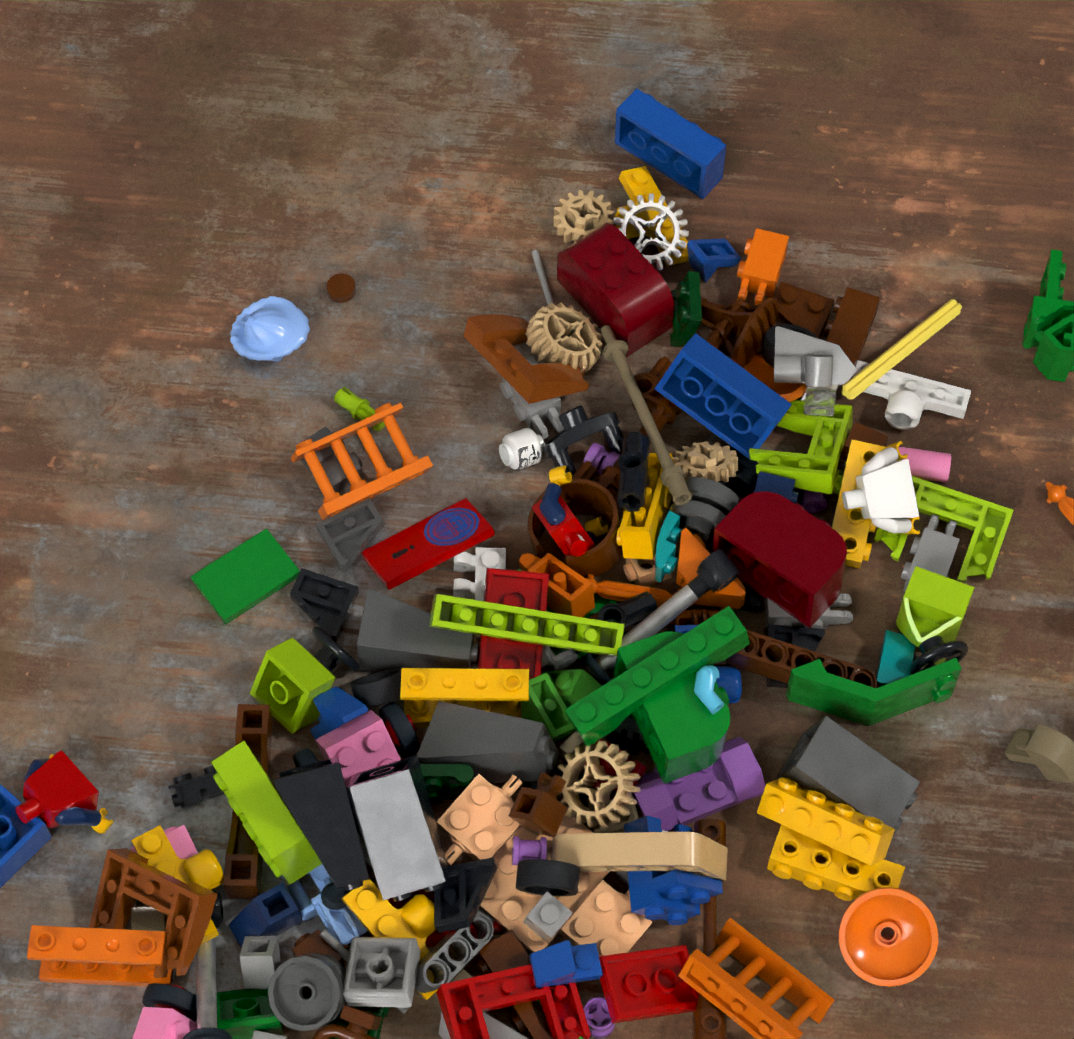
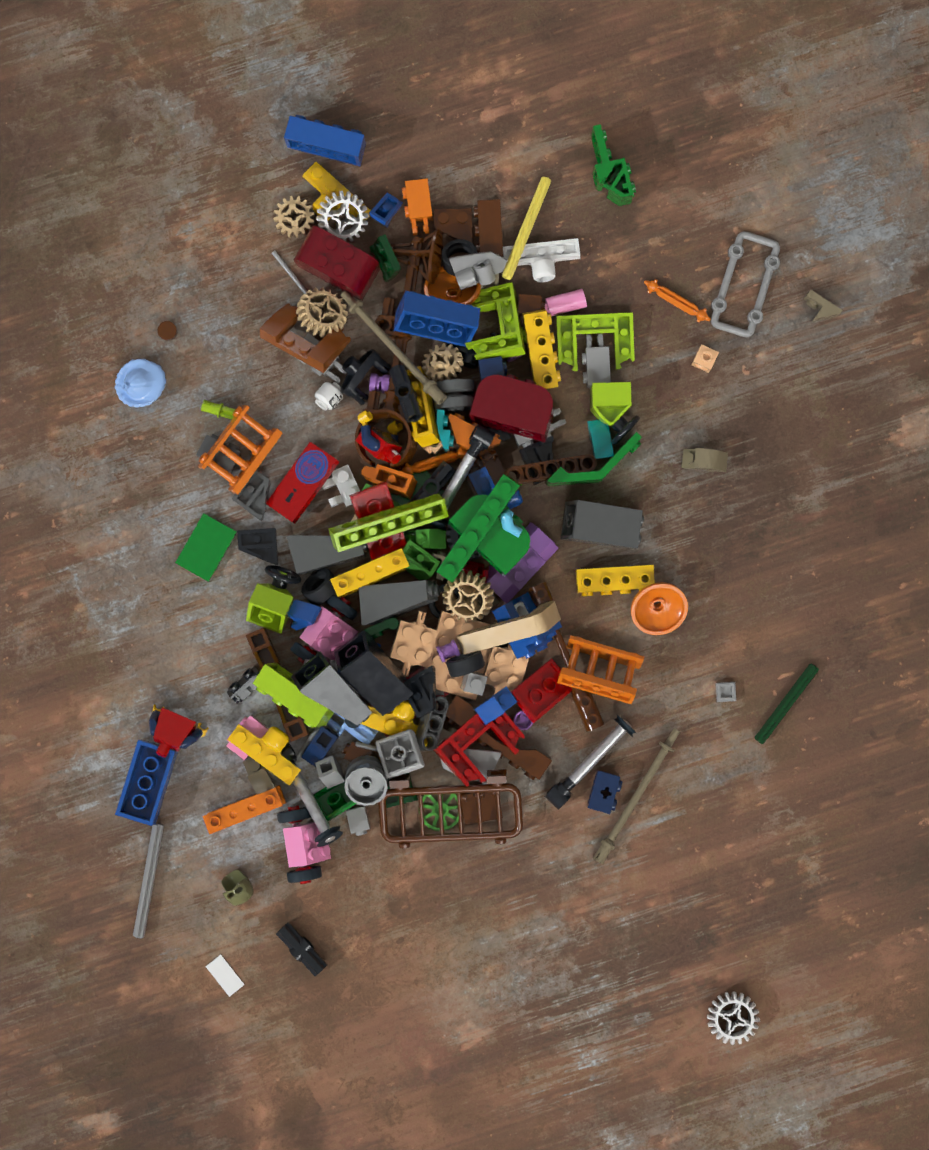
camera: 25 degrees left, 25 degrees up
(188, 905) = (238, 764): dark orange wedge -> none
(538, 808) = (444, 627): reddish brown brick -> none
(820, 402) = (493, 290): clear tile -> none
(826, 820) = (600, 558): yellow brick -> none
(886, 492) = (557, 342): white torso -> none

